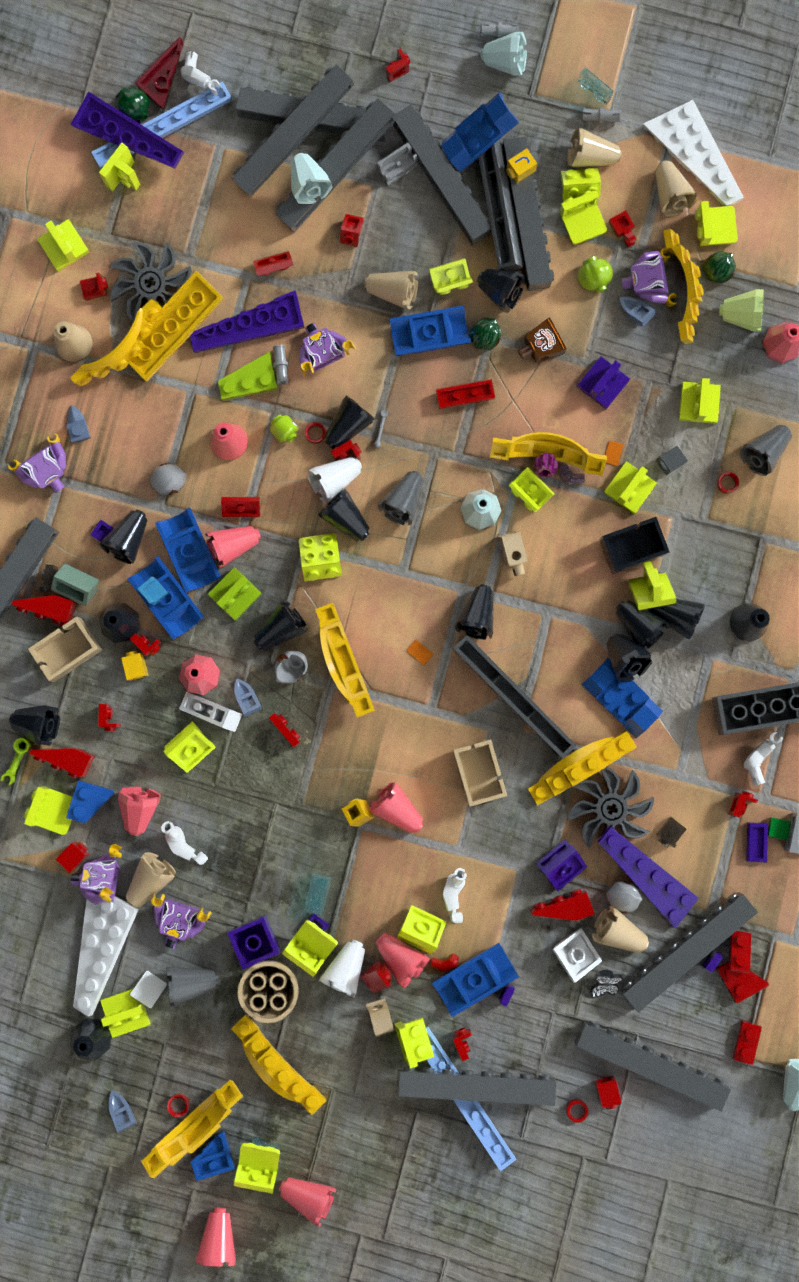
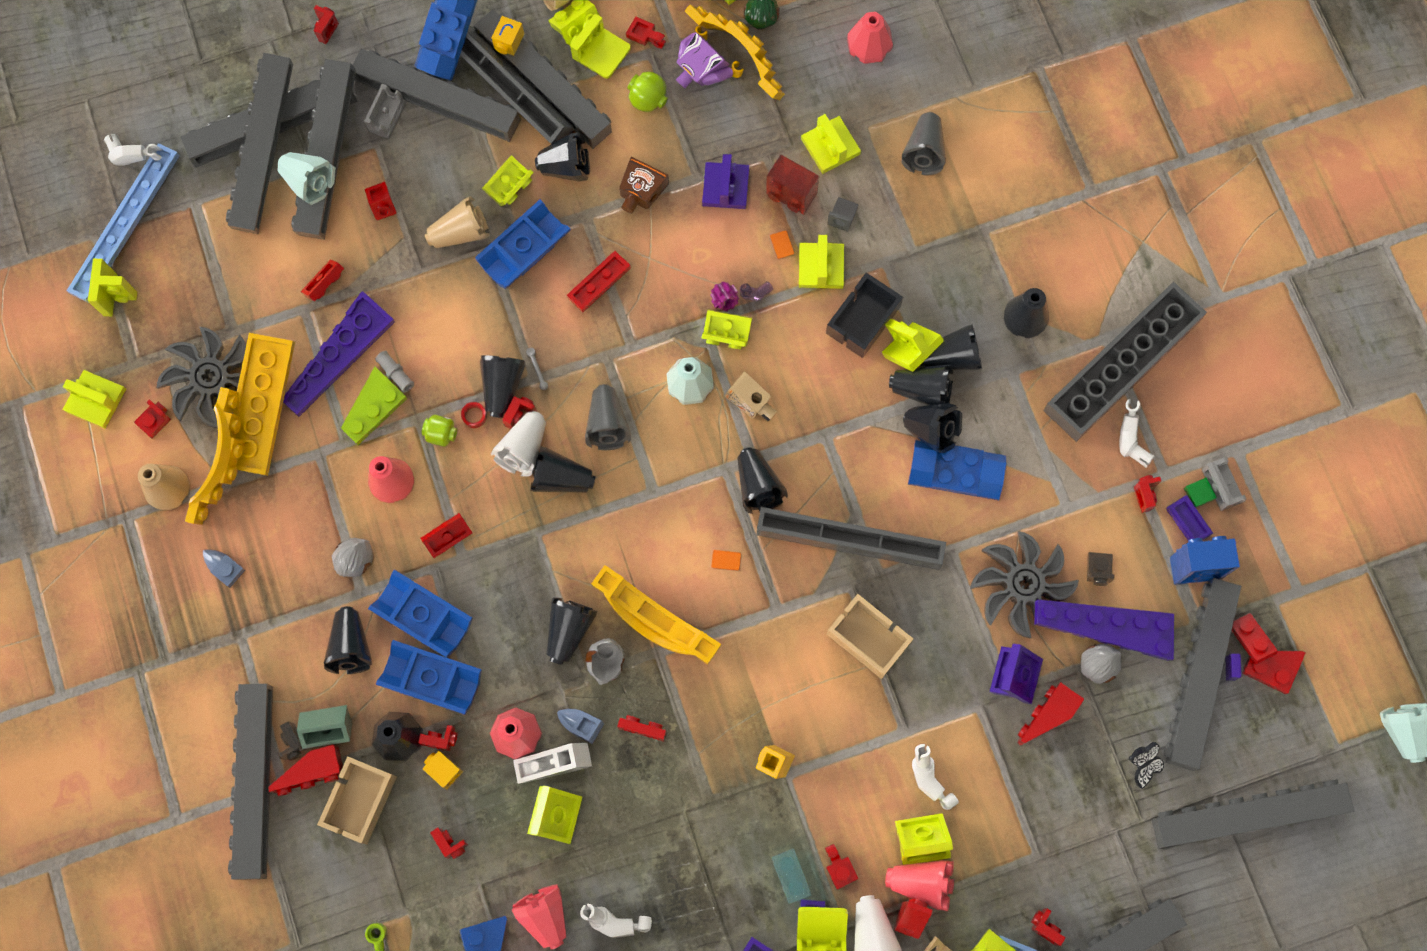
camera: 30 degrees left, 10 degrees down
(36, 723) = (375, 899): black cone -> none
(43, 467) = (214, 629): medium lavender torso -> none
(70, 759) = (436, 913): red slope -> none
(101, 530) = (316, 655): dark purple tile -> none
(115, 127) = (74, 251): dark purple wing -> none
(133, 103) = (80, 221): dark green plant -> none
(152, 590) = (411, 677): dark azure panel -> none
(159, 77) = (91, 180): dark red wing -> none
(231, 543) = (460, 578): coral cone -> none
(235, 593) = (498, 626): lime bracket -> none
(320, 557) = (561, 532): neon yellow bracket -> none
(322, 348) = (427, 328): medium lavender torso -> none
(353, 912) = (840, 870): none -> red plate
(397, 809) = (812, 730): coral cone -> none
(446, 965) = (973, 859): red arm -> none
(475, 979) = (1013, 852): blue piece -> none
(485, 334) = (579, 213): dark green hair -> none
(506, 994) = (1055, 845): dark purple tile -> none
(561, 447) = (729, 269): yellow piece -> none
(568, 1108) = (1201, 919): red piece -> none
(576, 954) = (1096, 754): white slope -> none
(580, 766) = (964, 563): yellow piece -> none
(608, 1092) = (1229, 874): red brick -> none
(619, 932) = (1121, 701): tan cone -> none
(637, 310) = (711, 98): sand blue plate -> none
(649, 415) = (792, 184): none -> clear red brick
(732, 475) = (911, 190): red piece -> none
(744, 310) = (812, 33): yellowish green cone -> none
(744, 878) = (1204, 560): none -> blue brick
(747, 1042) = (1327, 726): red plate -> none

